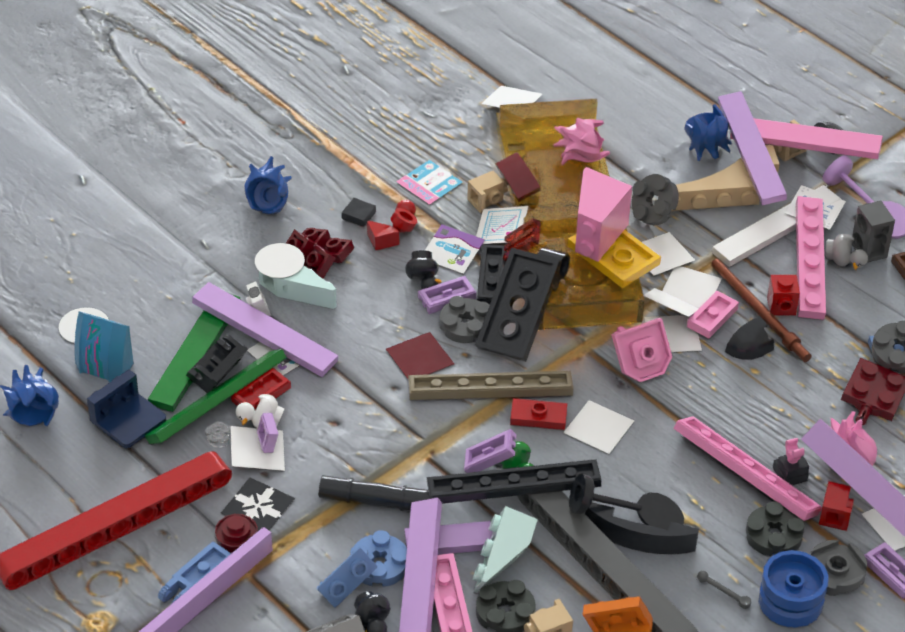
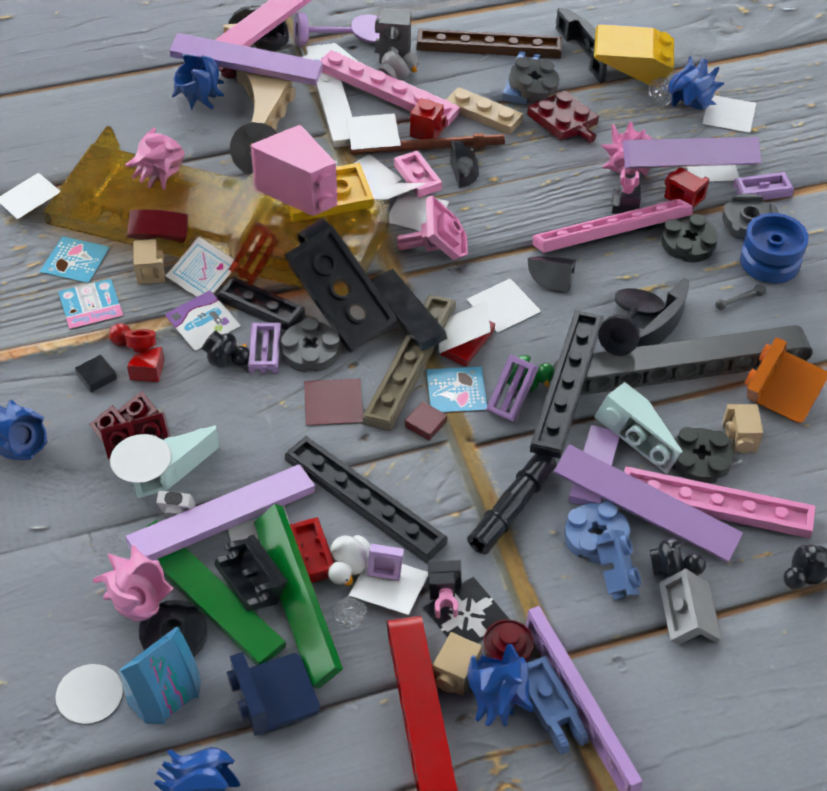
camera: 65 degrees left, 5 degrees up
(154, 346) = (171, 615): none -> black tile
(165, 301) = (135, 585): none -> bright pink hair
(186, 530) = (499, 685): none -> blue hair
(200, 507) = (452, 663): none -> tan brick
(272, 475) = (442, 581): none -> black piece
(330, 408) = (367, 499): none -> black tile
(431, 416) = (425, 420): none -> tile
(469, 154) = (75, 259): none -> medium azure sticker
(479, 424) = (457, 389): none -> medium azure sticker
(539, 360) = (409, 310): none -> black tile
(541, 402) = (466, 326): none -> white sticker
(656, 442) = (552, 272): none -> black brick
(744, 267) = (373, 131): none -> white sticker
(812, 160) = (275, 39): none -> black hair
(838, 333) = (486, 111): none -> tan plate

